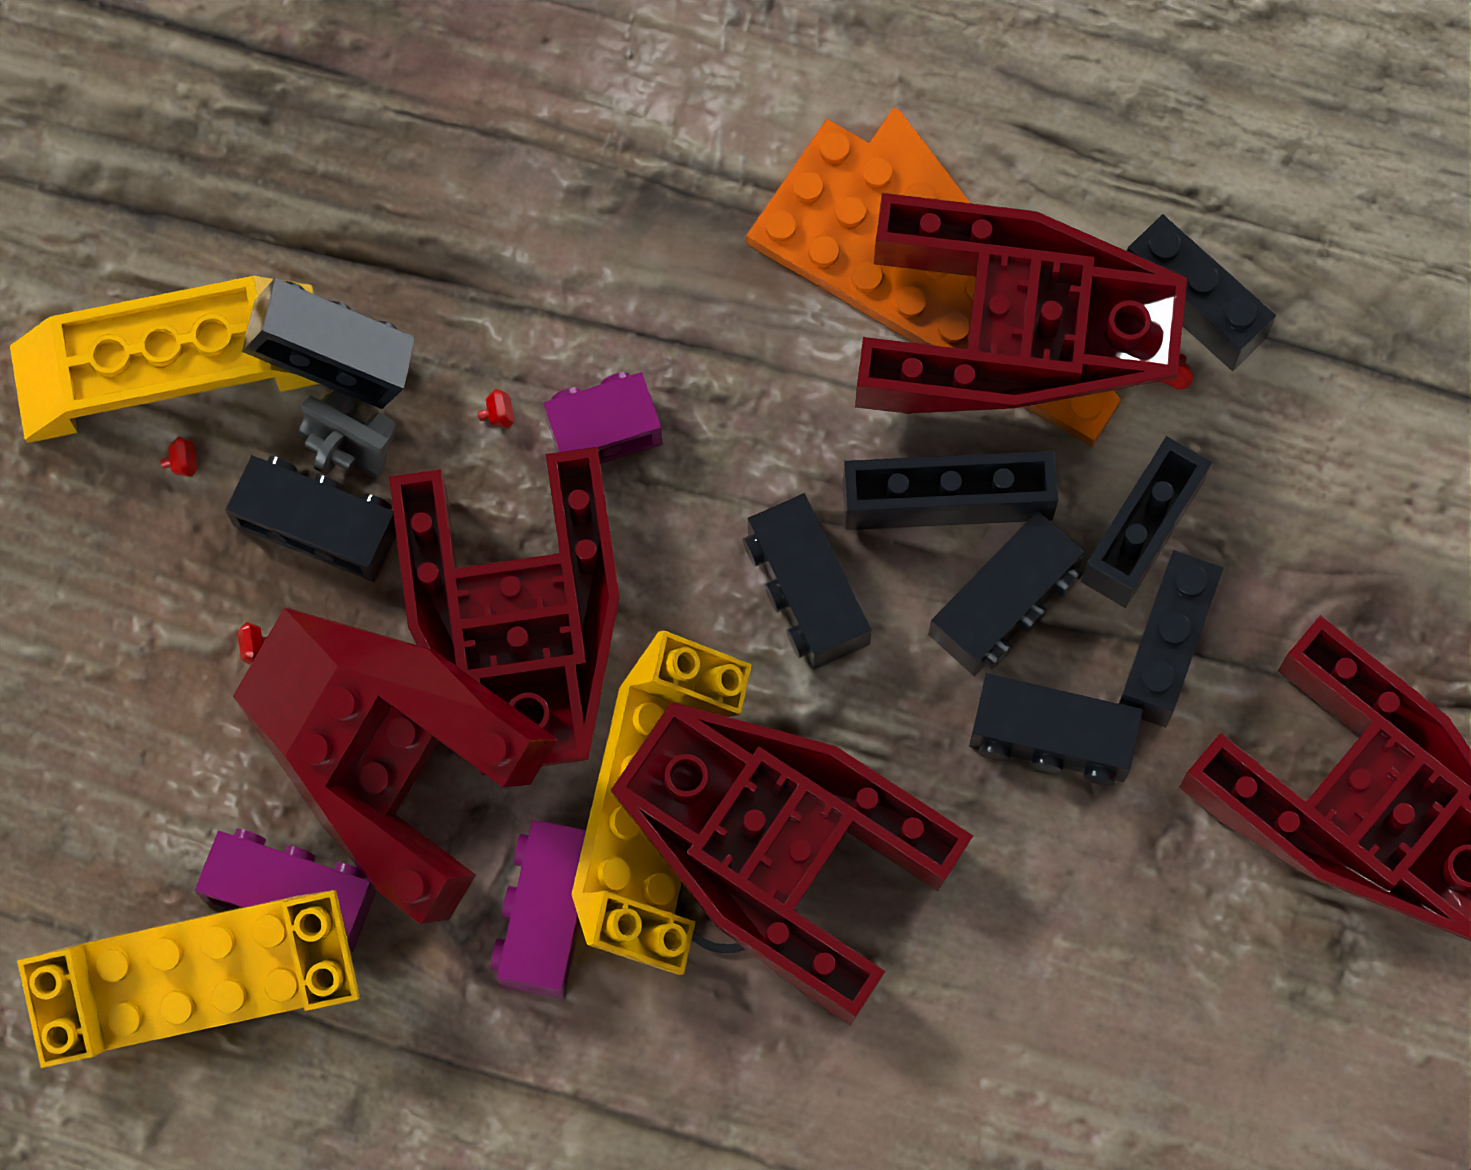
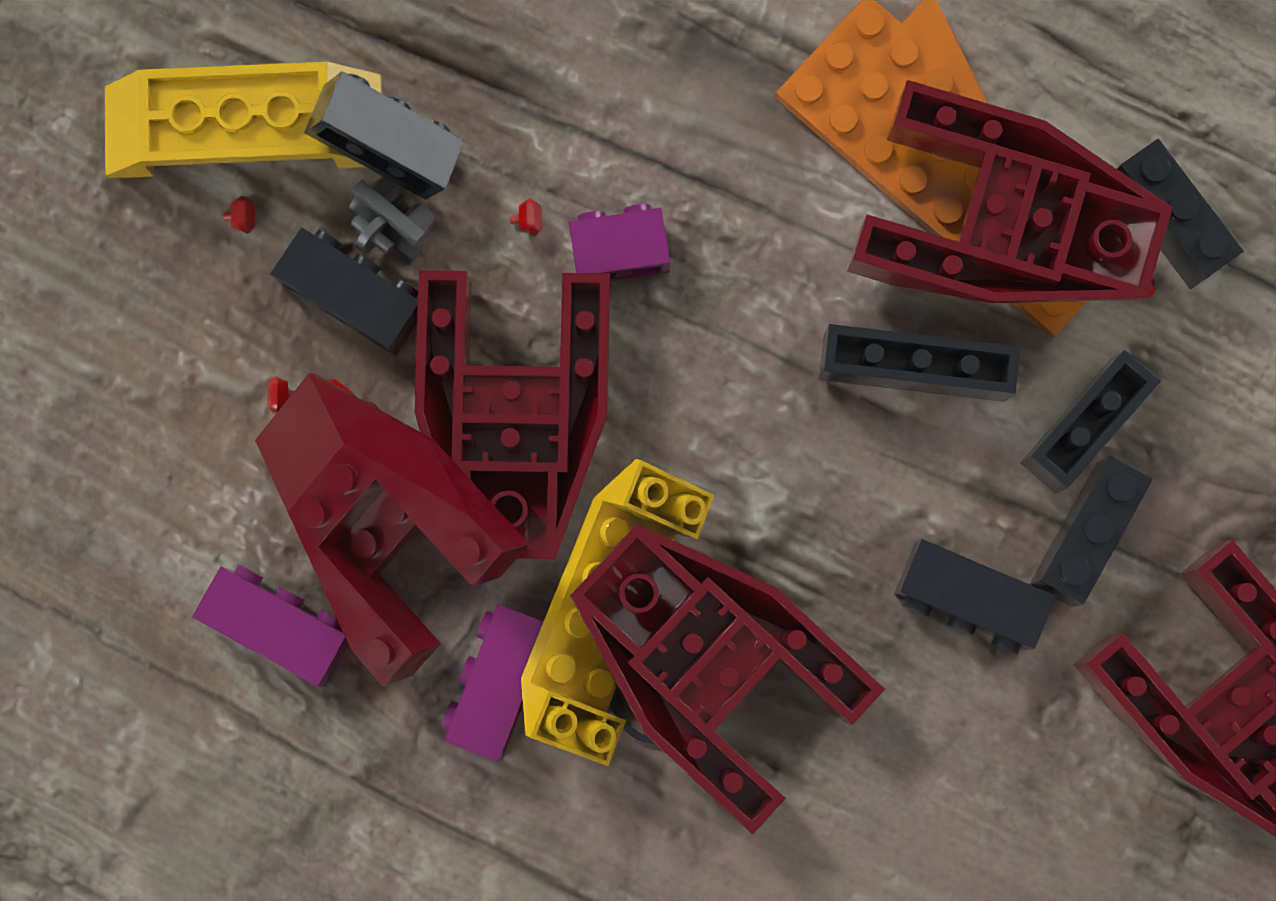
camera: 10 degrees right, 10 degrees up
(188, 977) = (173, 693): yellow slope -> none
(806, 582) = (776, 424): black brick -> none
(1007, 595) = (954, 466): black brick -> none

